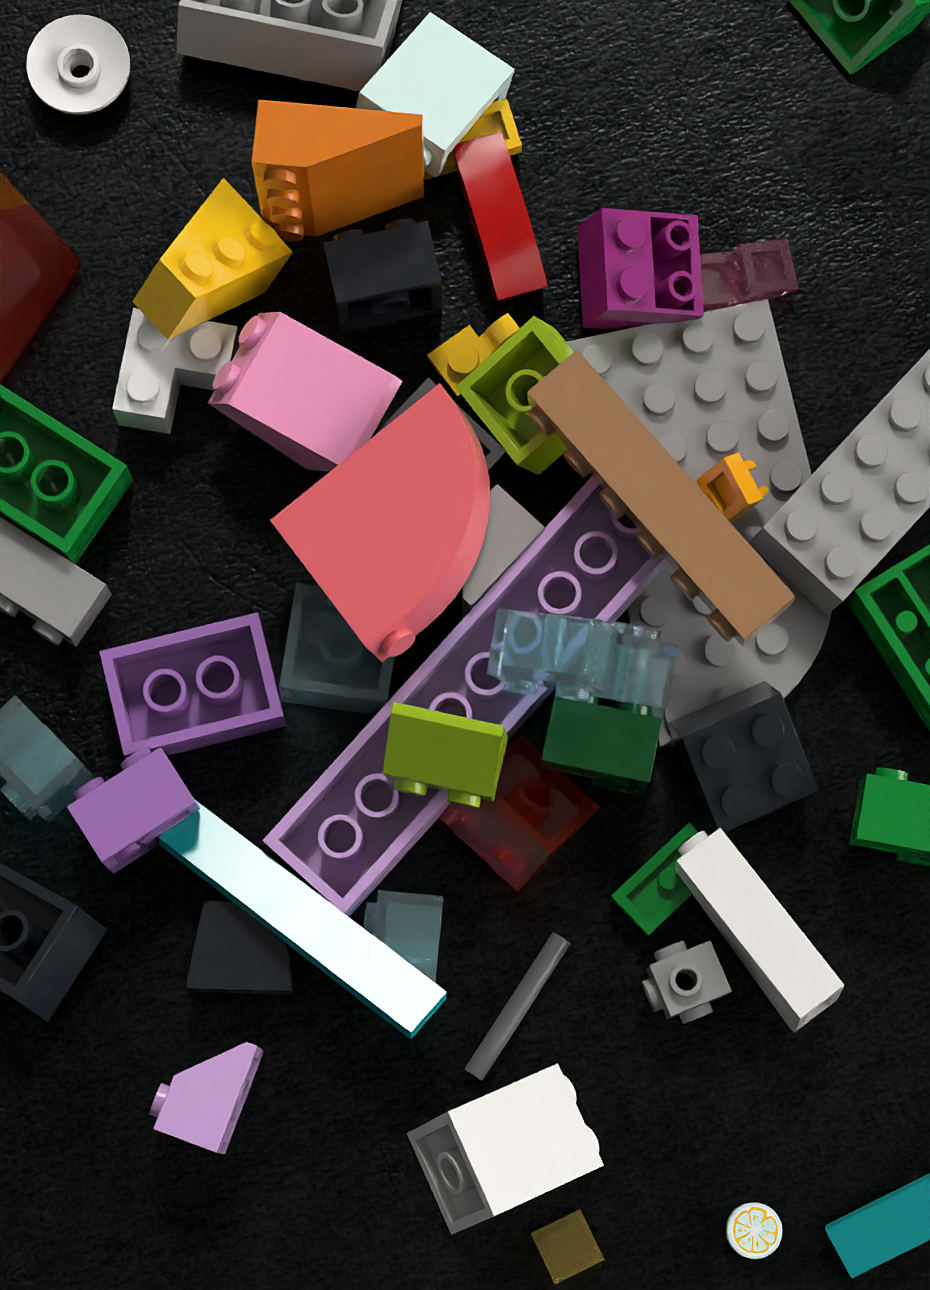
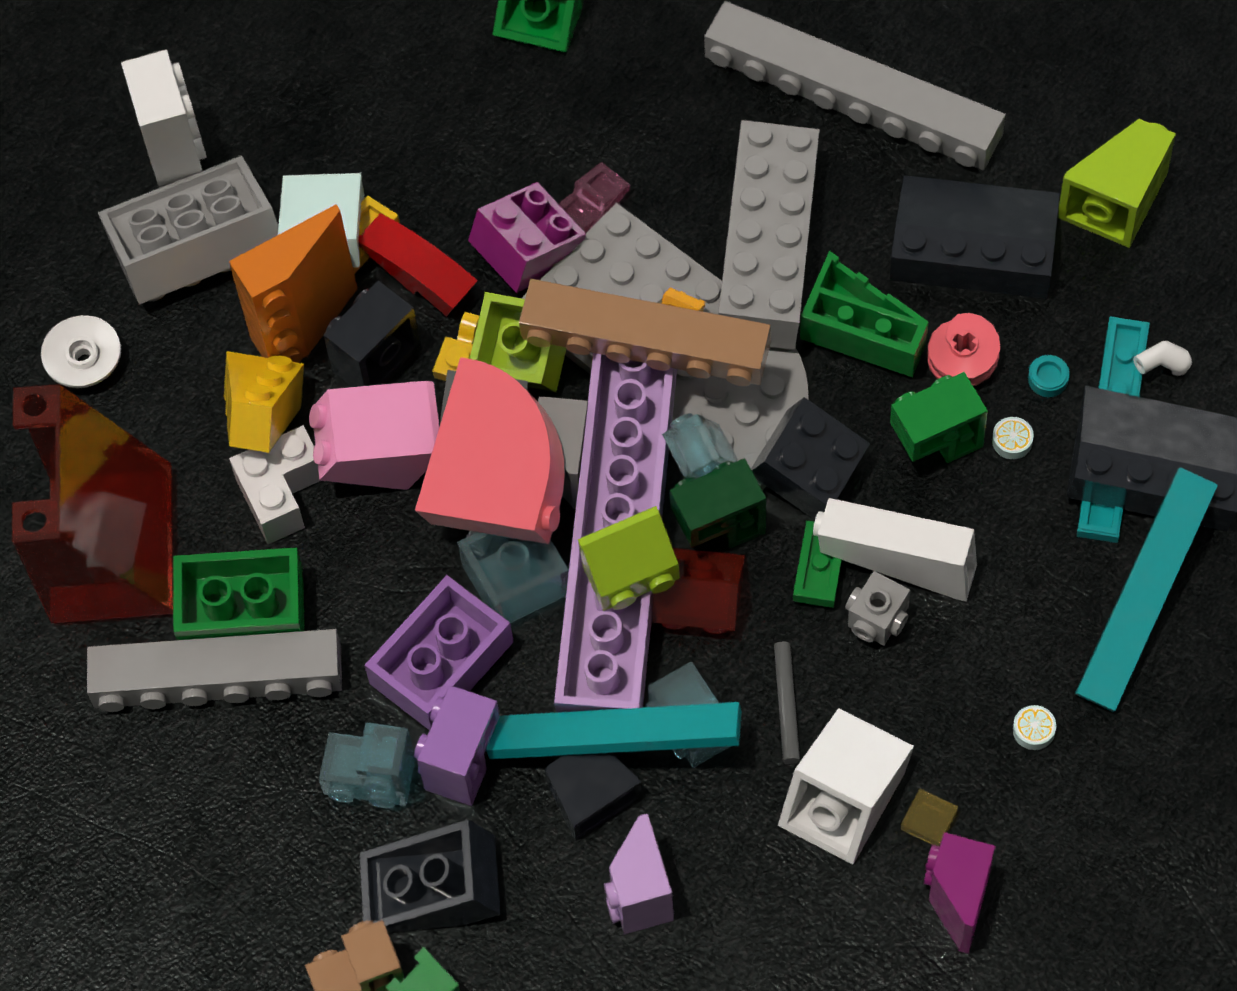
camera: 30 degrees left, 15 degrees down
(552, 652) = (649, 459): clear light blue brick -> none

